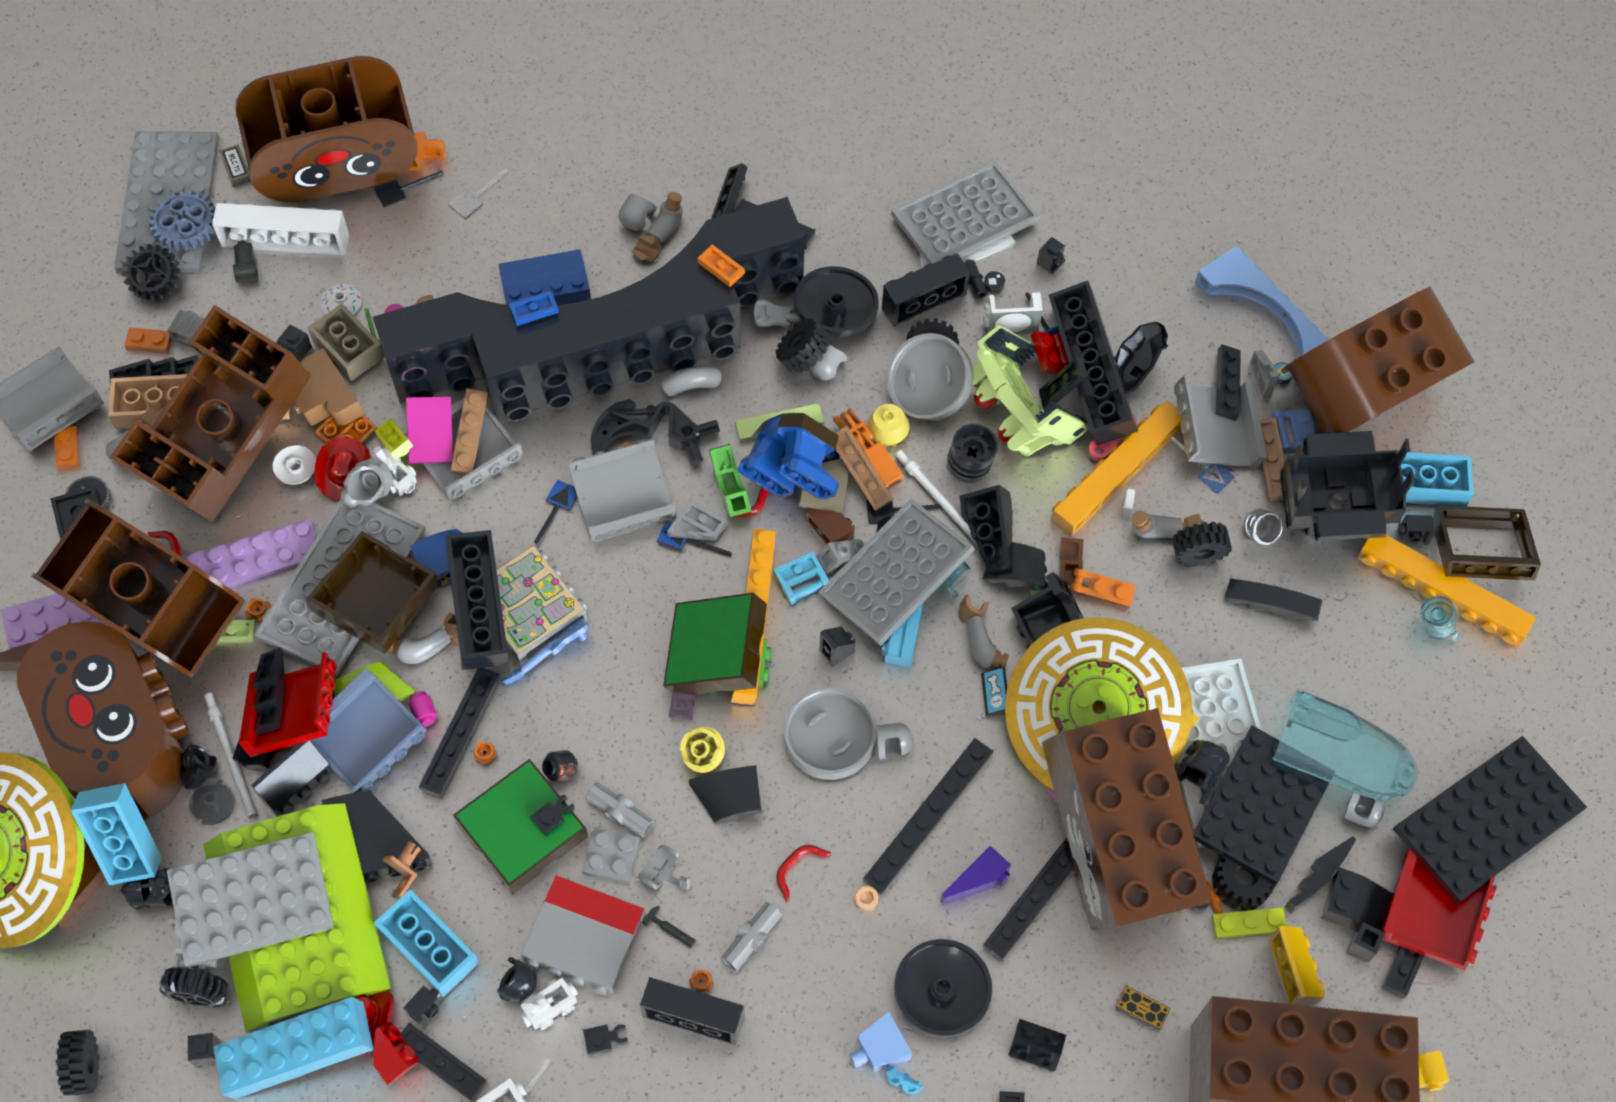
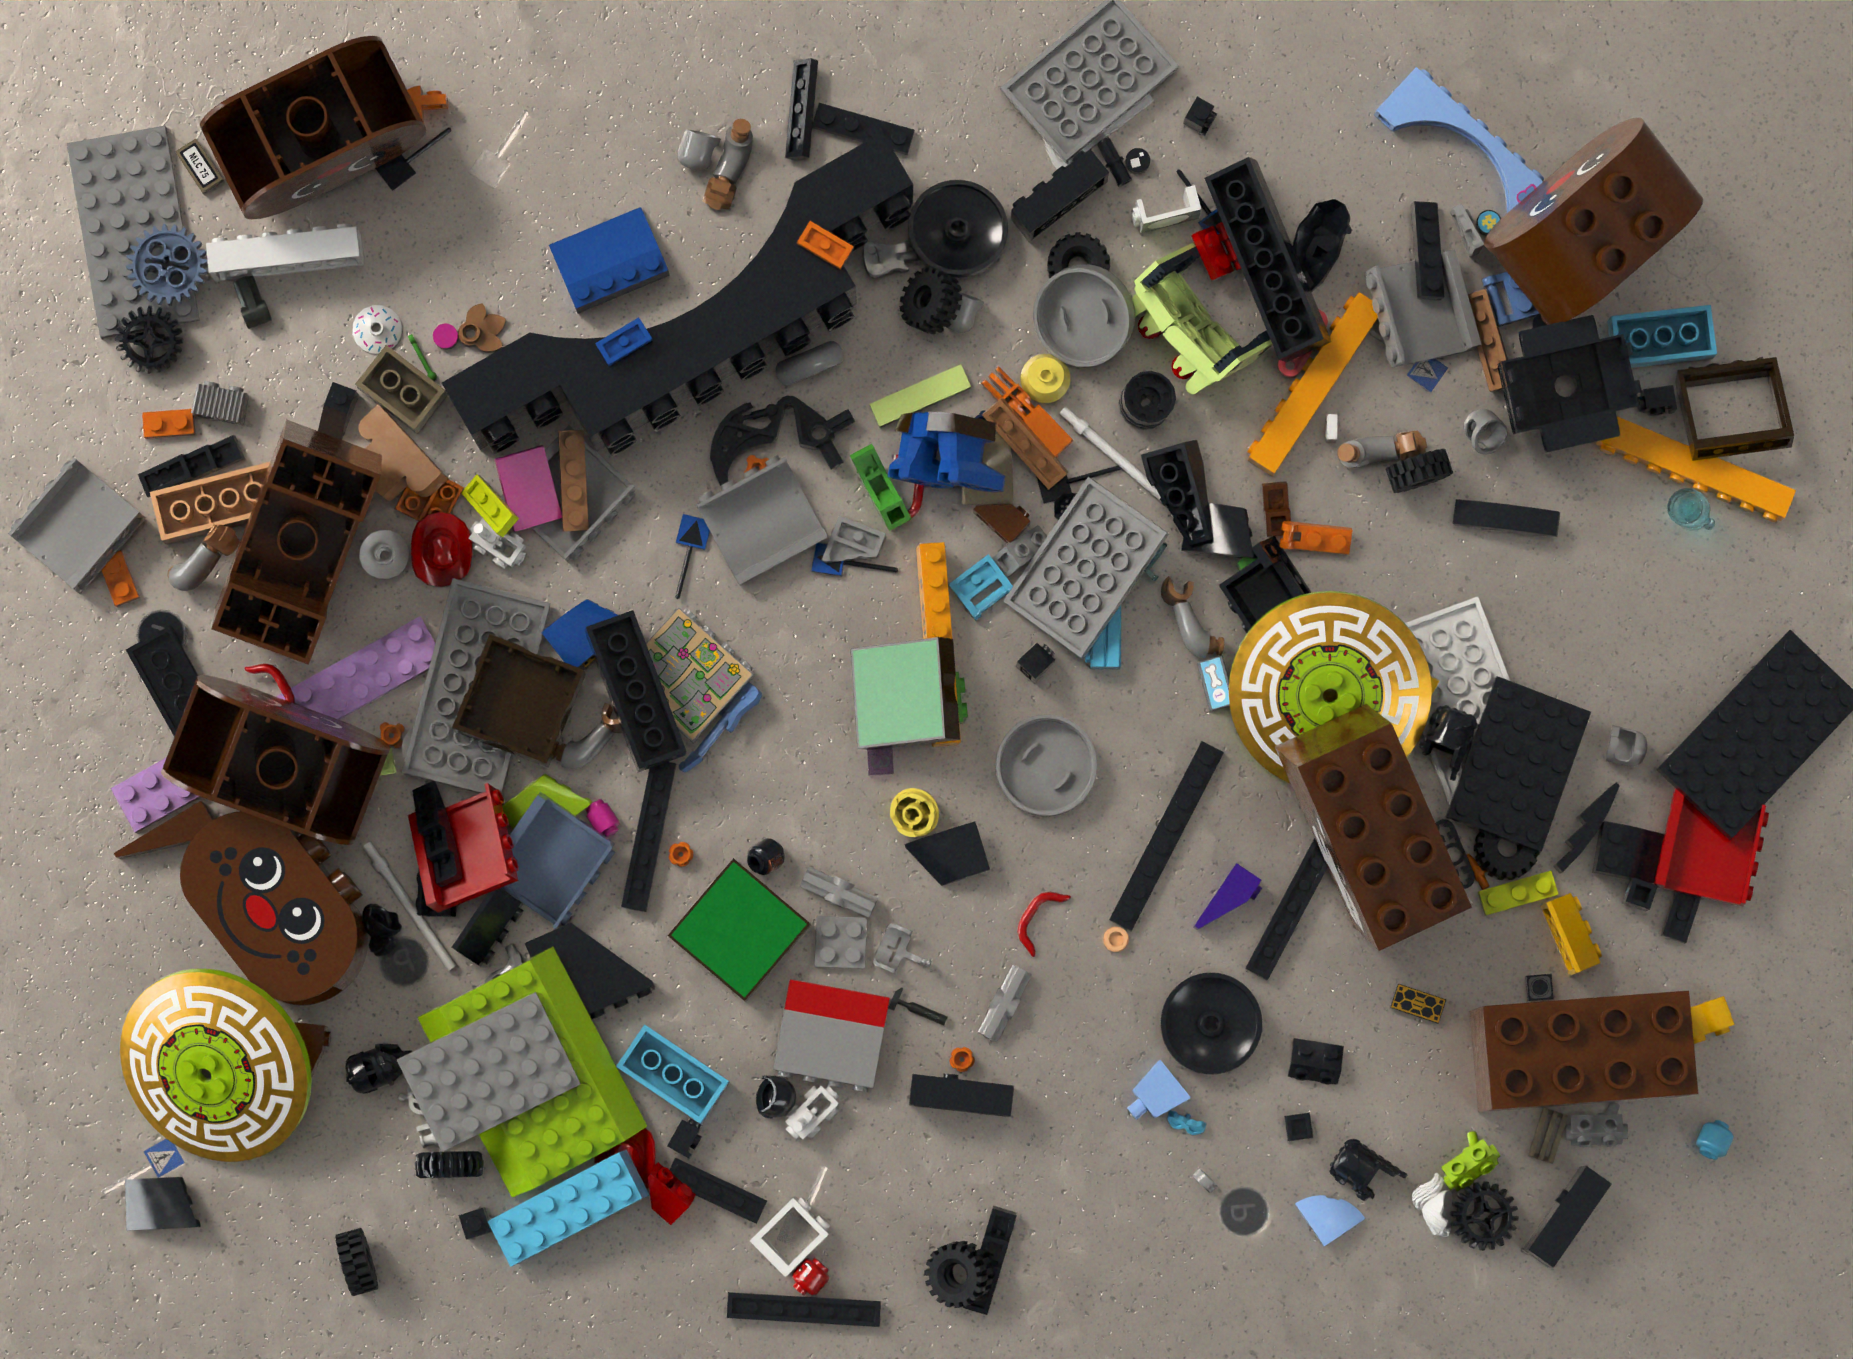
camera: 10 degrees left, 20 degrees up
(116, 834) = (334, 1032): medium azure brick -> none
(366, 483) = (476, 569): light grey piece -> none
(402, 865) = (629, 999): nougat bracket -> none
(550, 817) = (770, 920): black plate -> none
(600, 1038) = (871, 1137): black plate -> none
(893, 739) = (1115, 759): light grey helmet -> none
(1063, 382) = (1237, 296): black plate -> none
(1344, 749) = (1600, 686): clear light blue windscreen -> none

